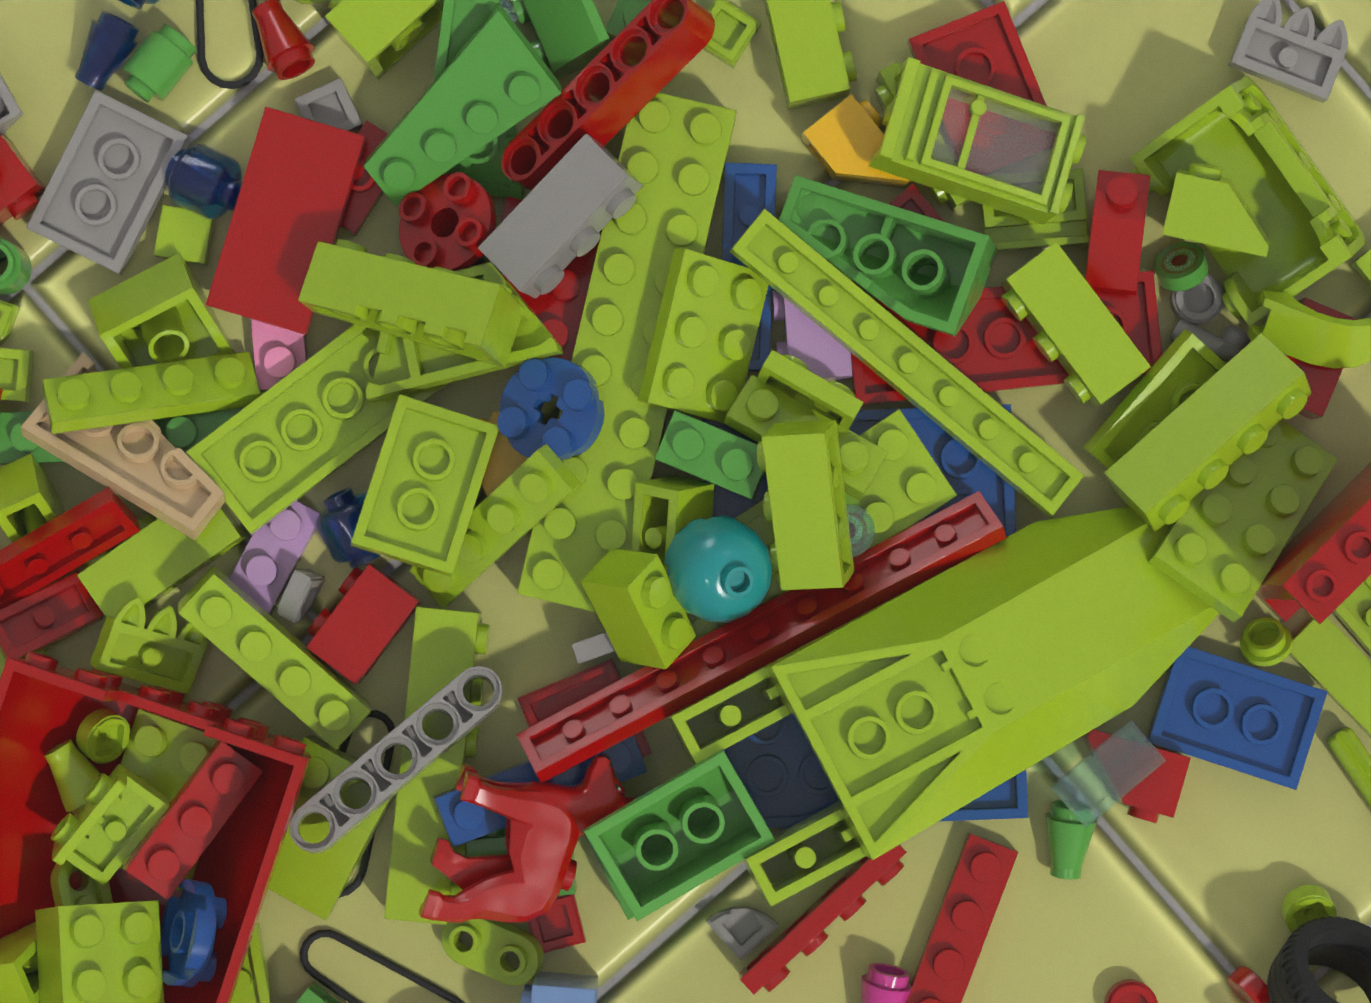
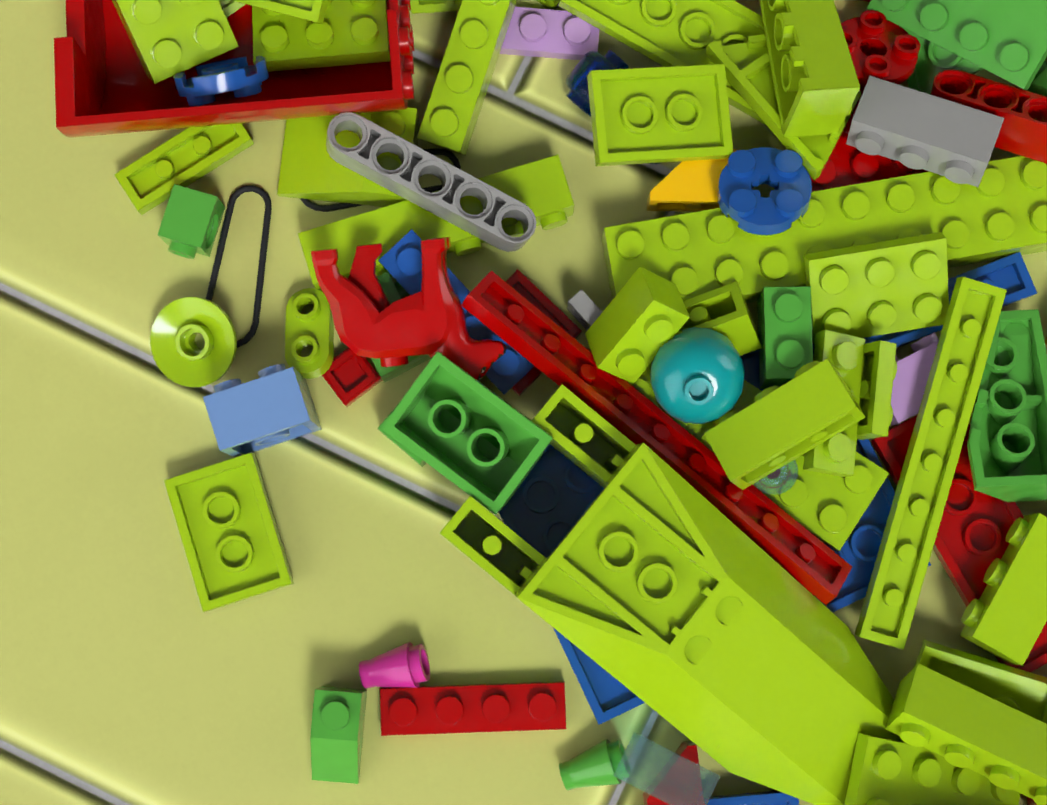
camera: 70 degrees right, 5 degrees down
(193, 819) = (314, 46): red plate -> none
(300, 594) = (527, 64): light grey tile -> none
(362, 623) = (525, 121): red brick -> none
(502, 521) = (655, 189): lime plate -> none
(742, 928) = (408, 528): light grey tile -> none
(808, 931) = (428, 582): red plate -> none

